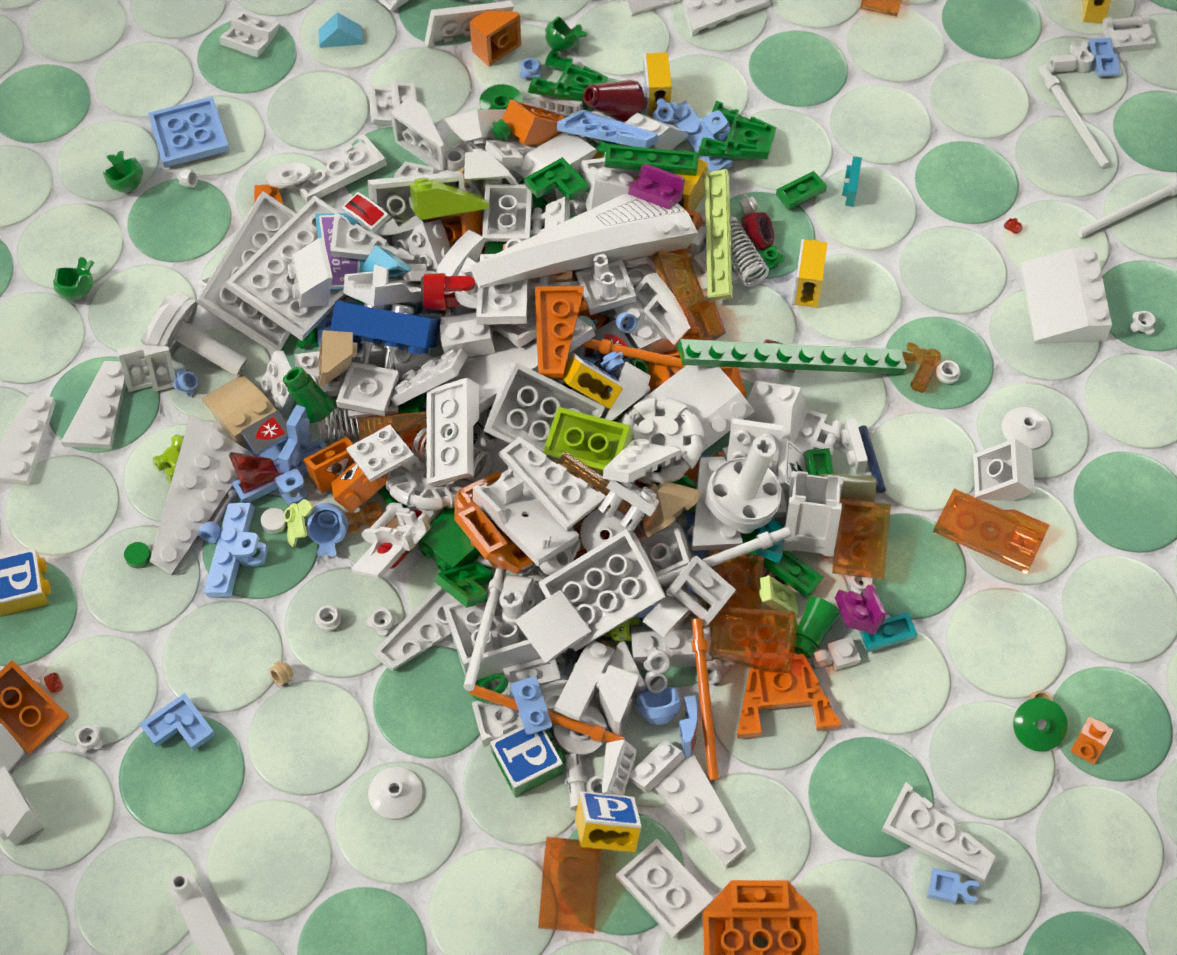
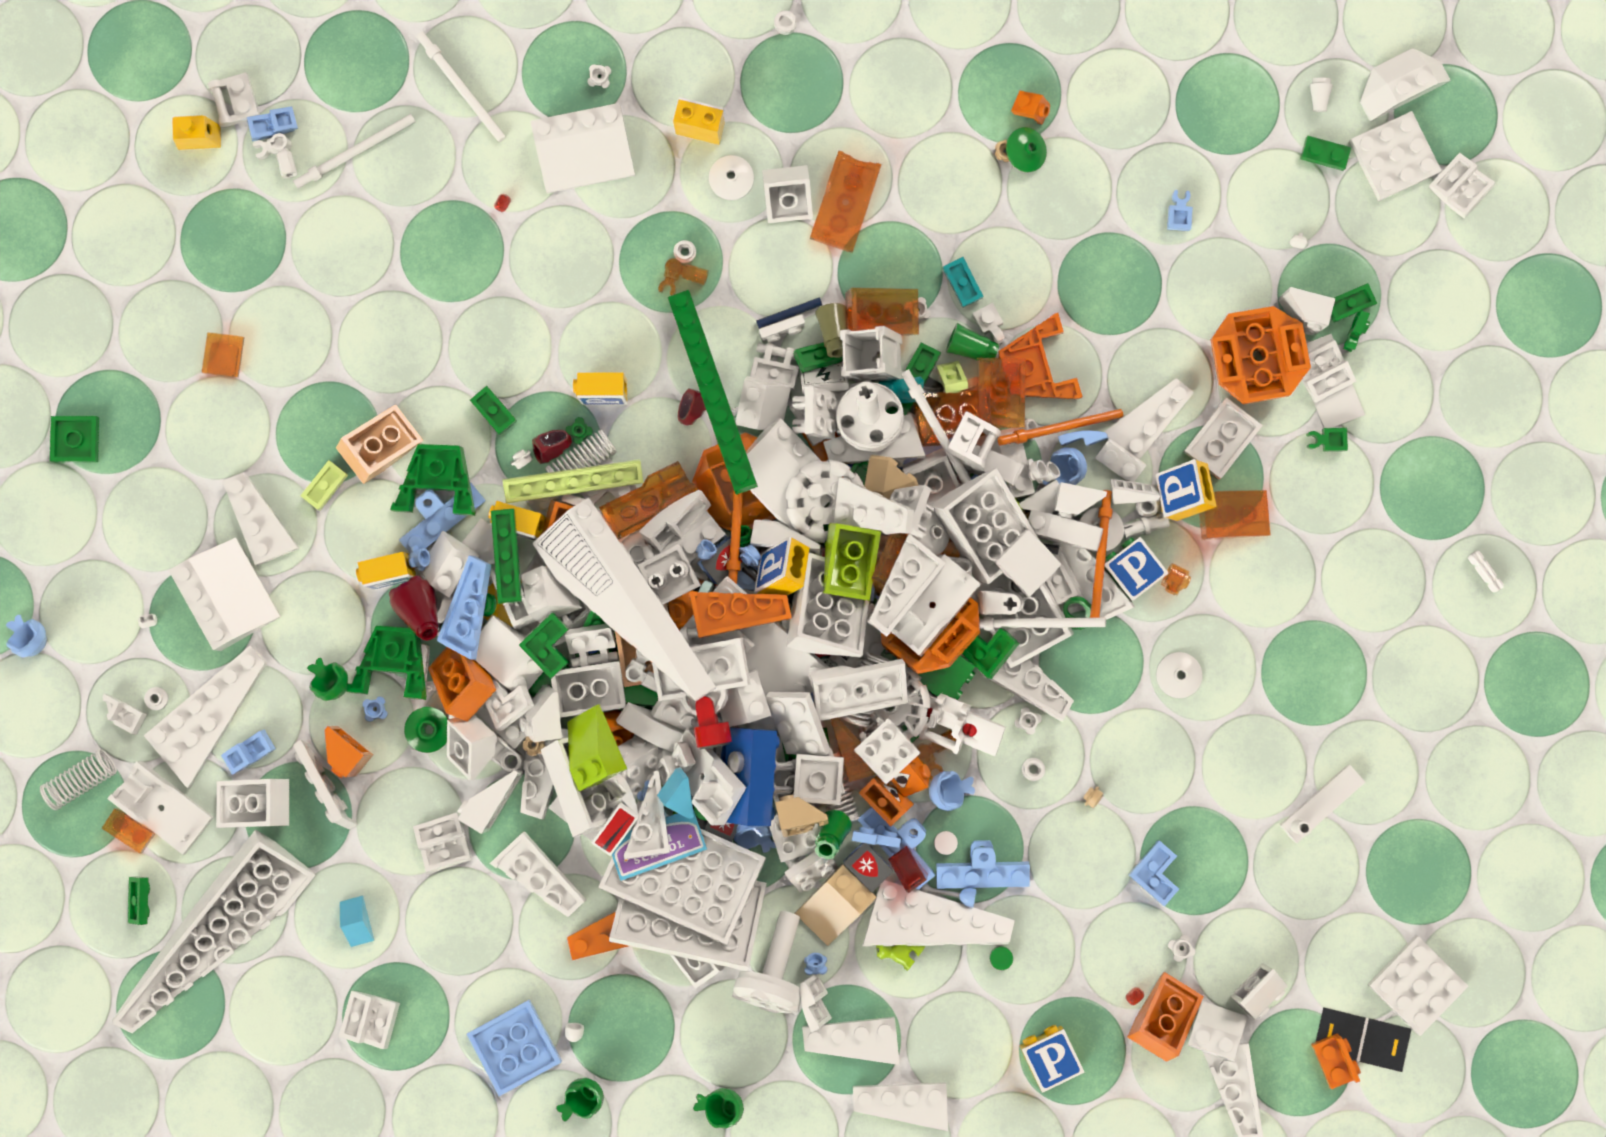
camera: 100 degrees left, 25 degrees up
(288, 175) = (549, 931): white dish -> none
(295, 520) = (943, 819): yellowish green plate -> none
(311, 275) = (706, 862): white slope -> none
(501, 130) = (481, 717): green plate -> none
(506, 802) = (1176, 579): none -> clear orange plate
(530, 705) = (1095, 572): light blue bracket -> none
(658, 187) = (543, 544): magenta bracket -> none
(747, 55) = (324, 485): none -> yellowish green plate
(781, 97) = (378, 443): none -> light nougat slope
(852, 173) = (466, 361): teal plate -> none
(861, 612) = (952, 305): magenta bracket -> none
(927, 830) = (1136, 231): white wing -> none
(1089, 395) = (699, 121): none -> yellow piece

